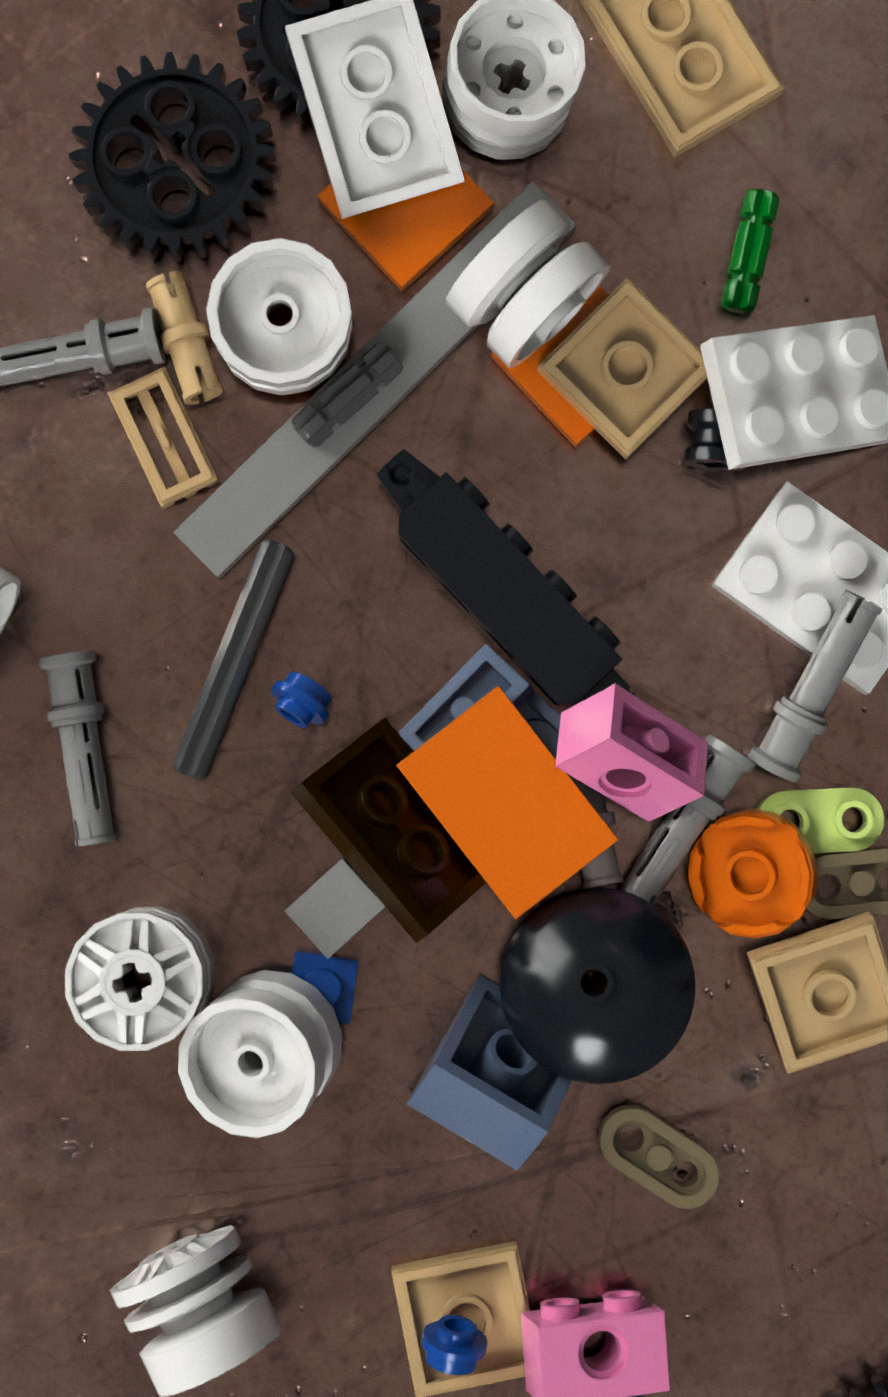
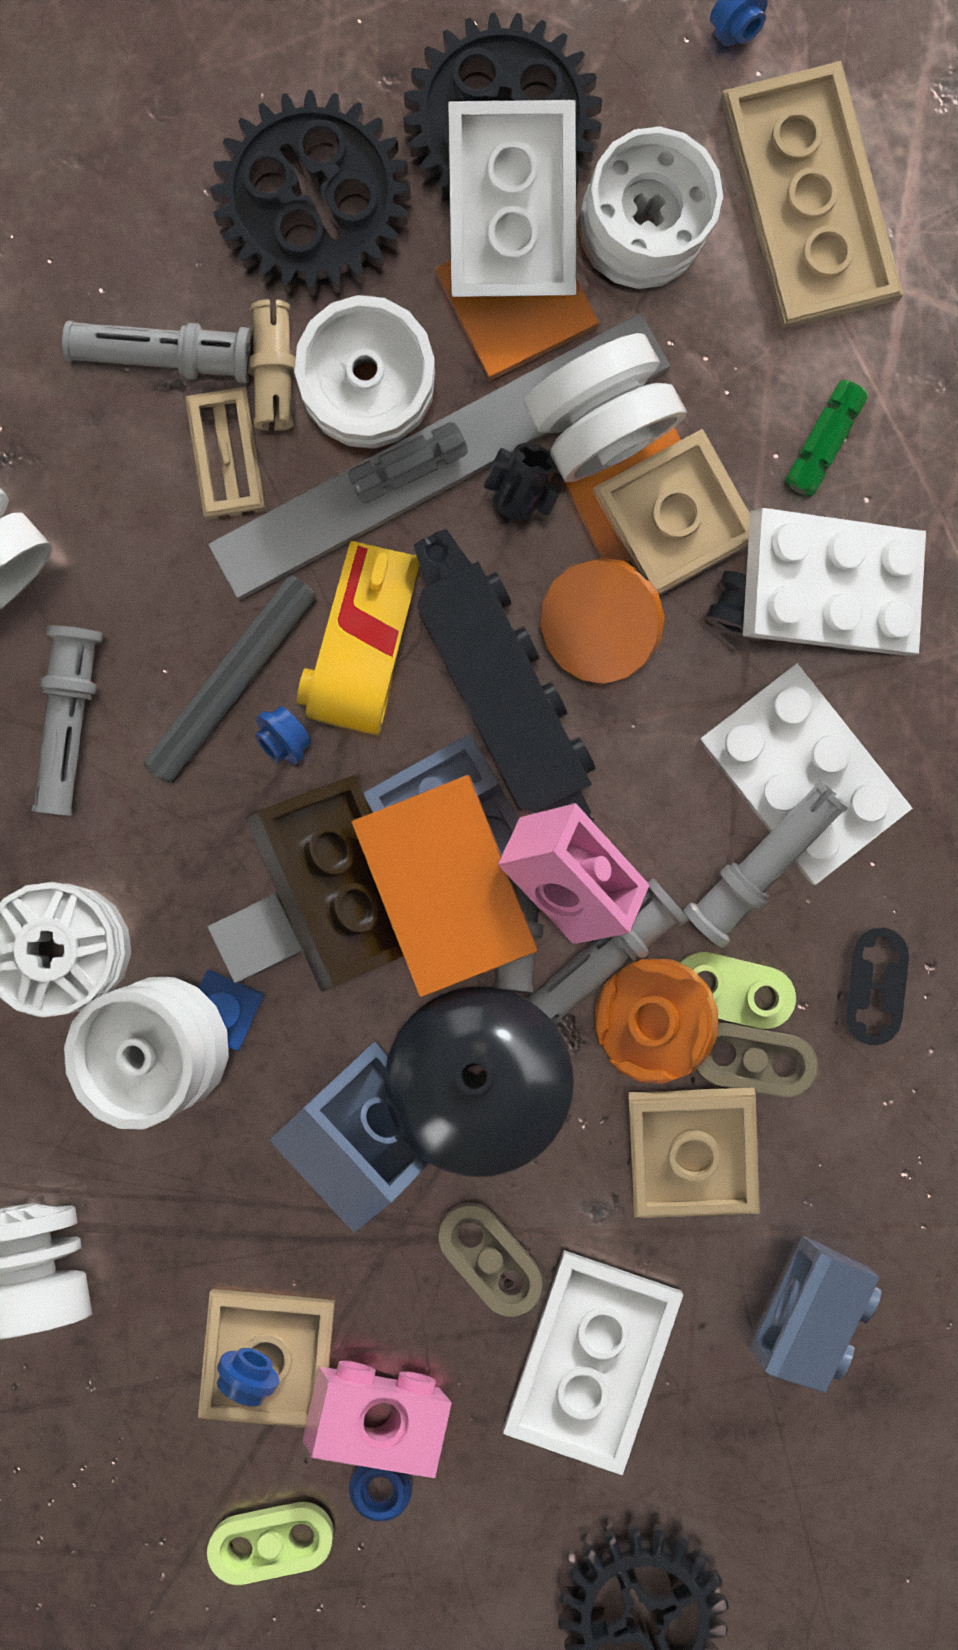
camera: 15 degrees right, 0 degrees up
(351, 583) = (361, 640): none -> yellow door
(467, 380) = (524, 482): none -> black gear
(584, 494) = (602, 620): none -> orange tile
(789, 1228) = (592, 1362): none -> white plate

